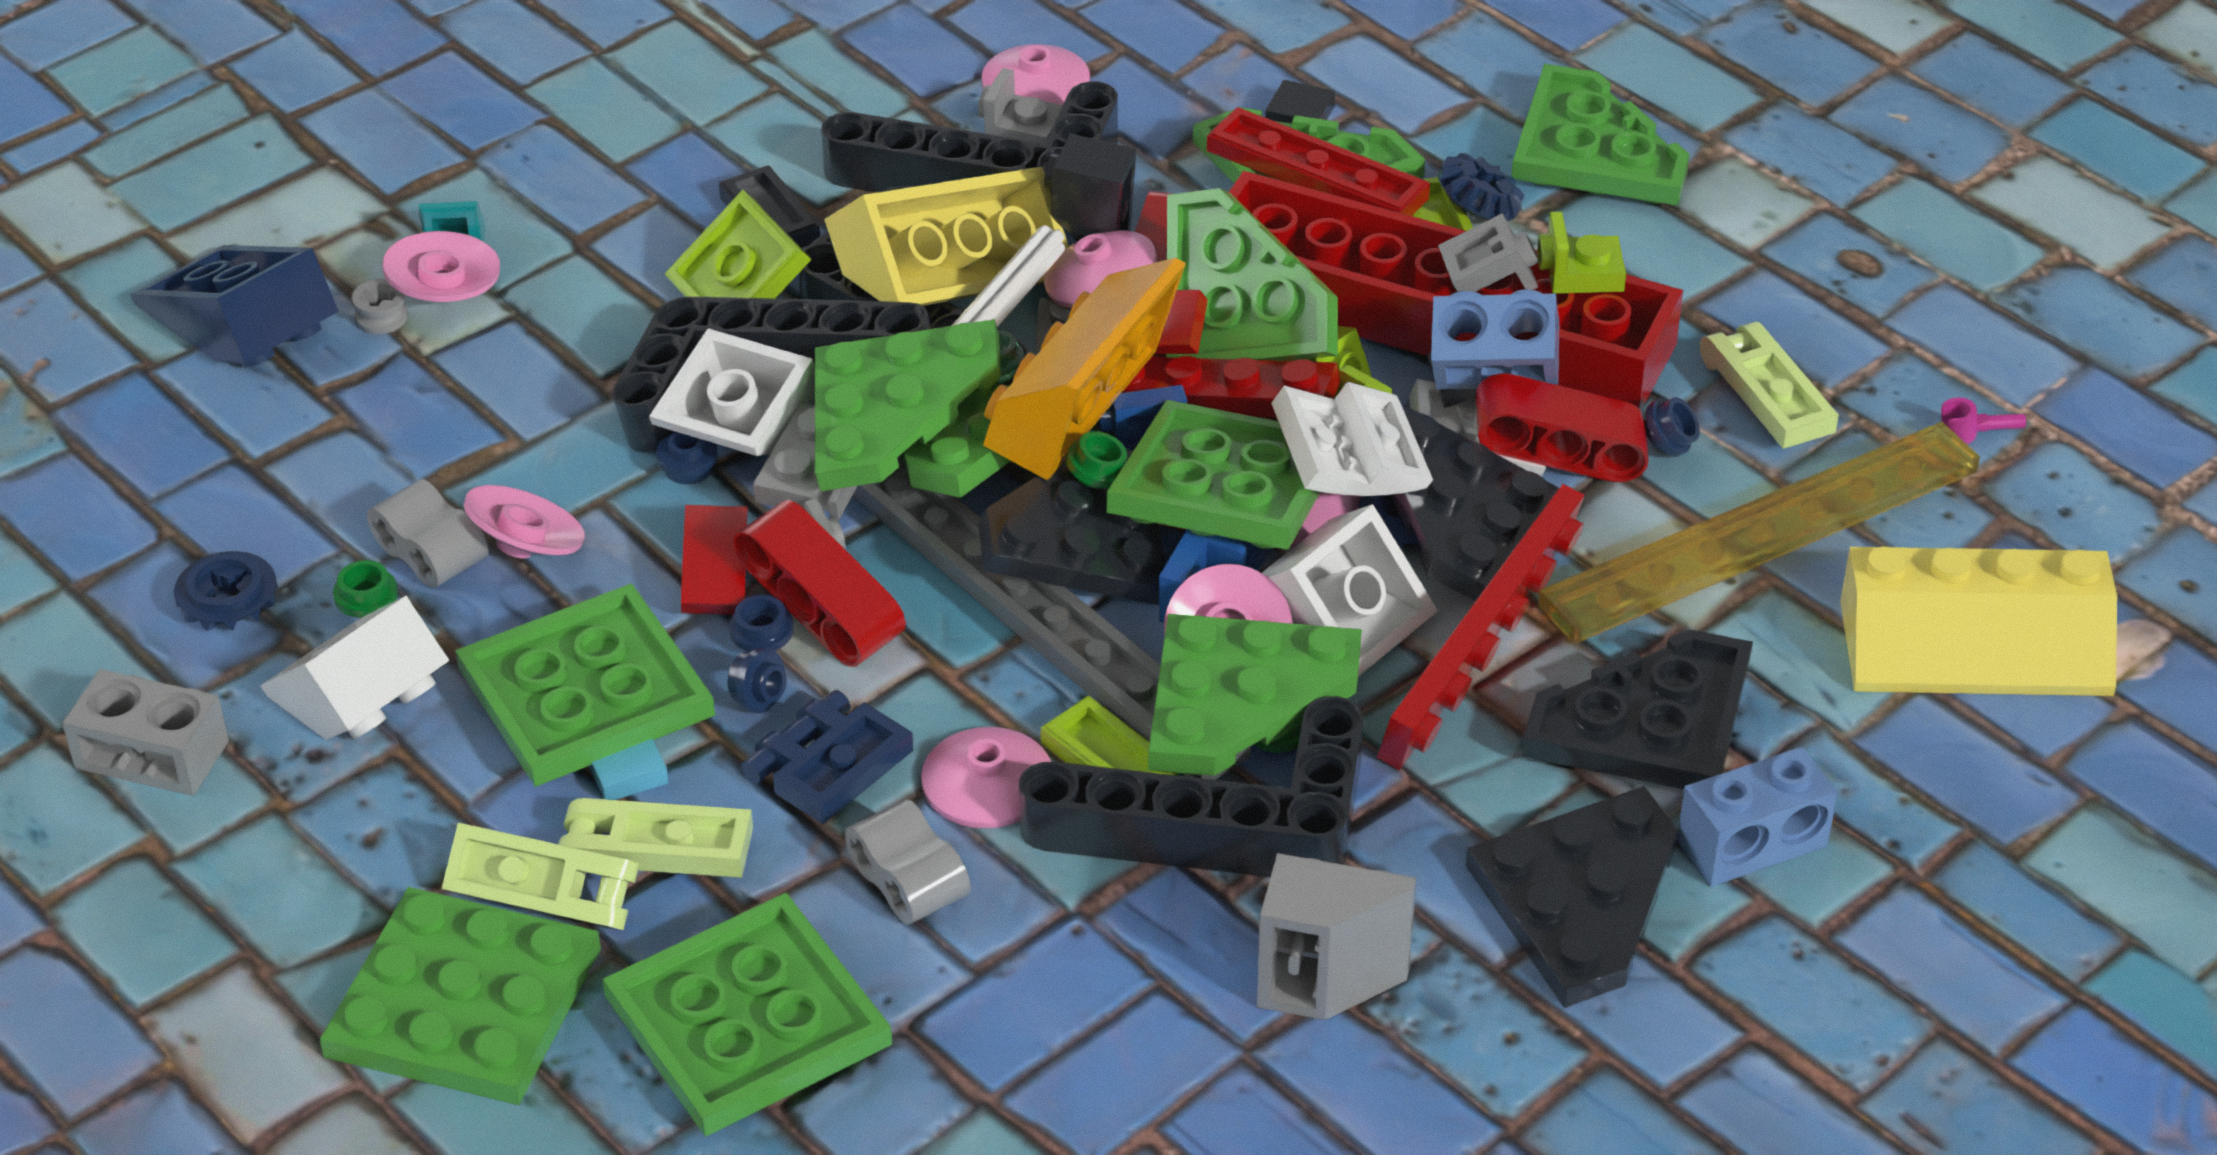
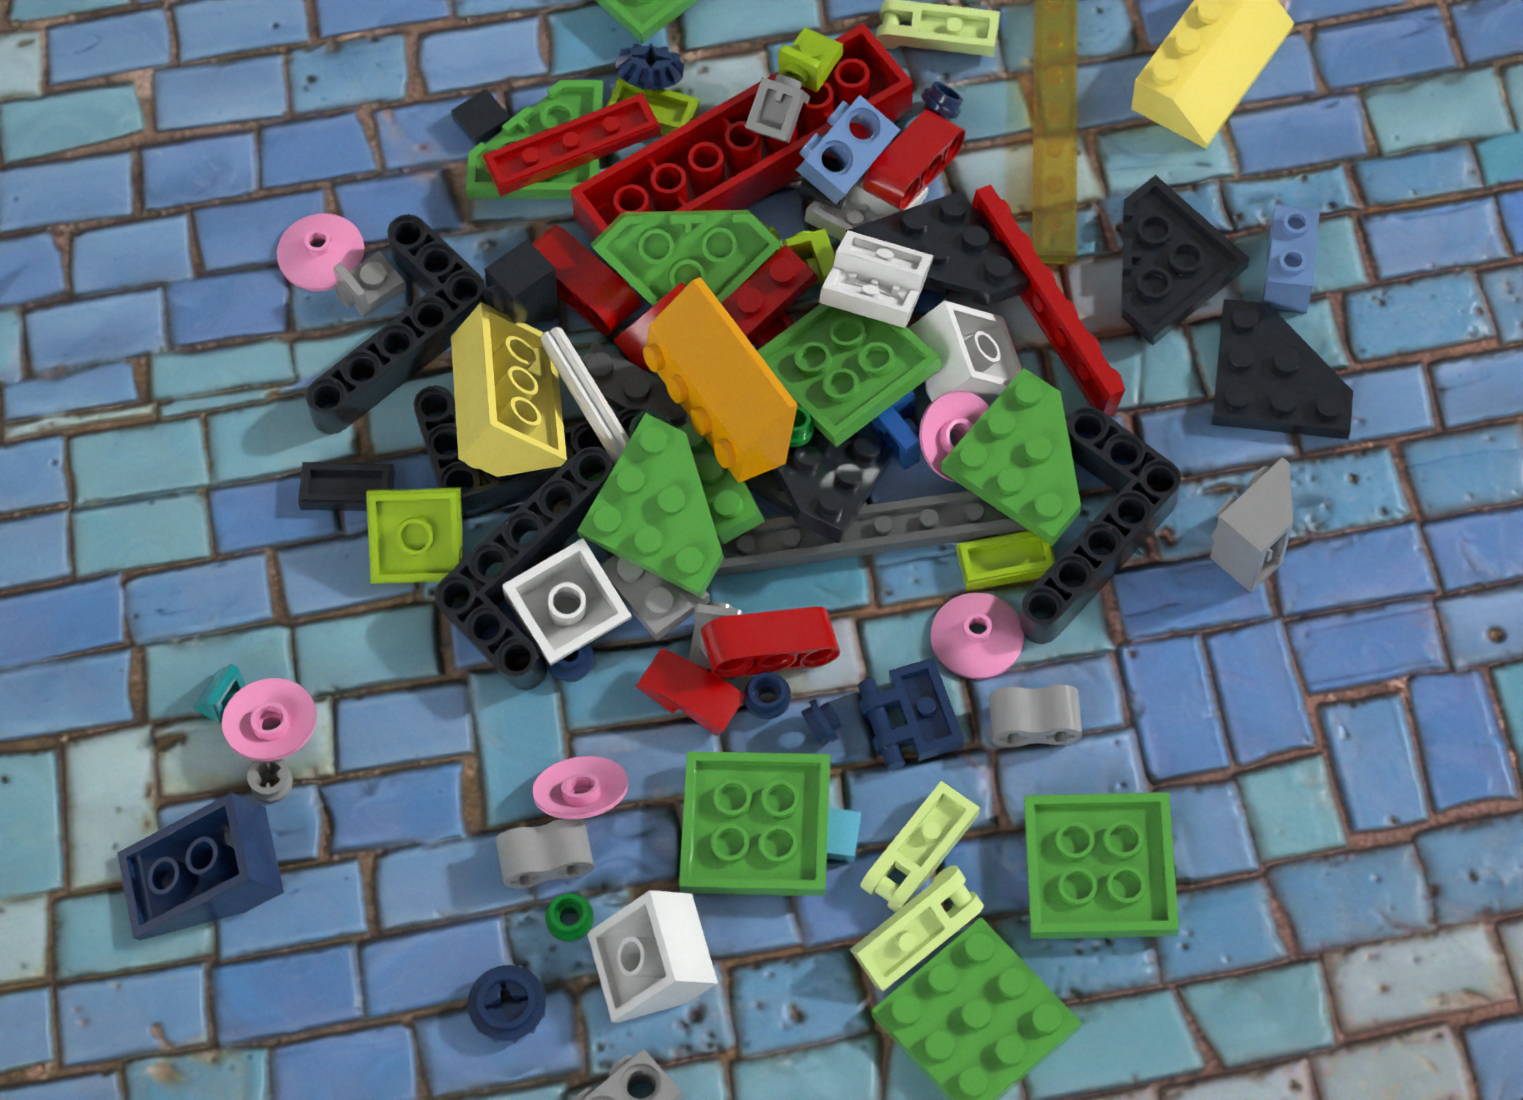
camera: 55 degrees left, 20 degrees up
(1092, 259) = (606, 322): bright pink dish -> none

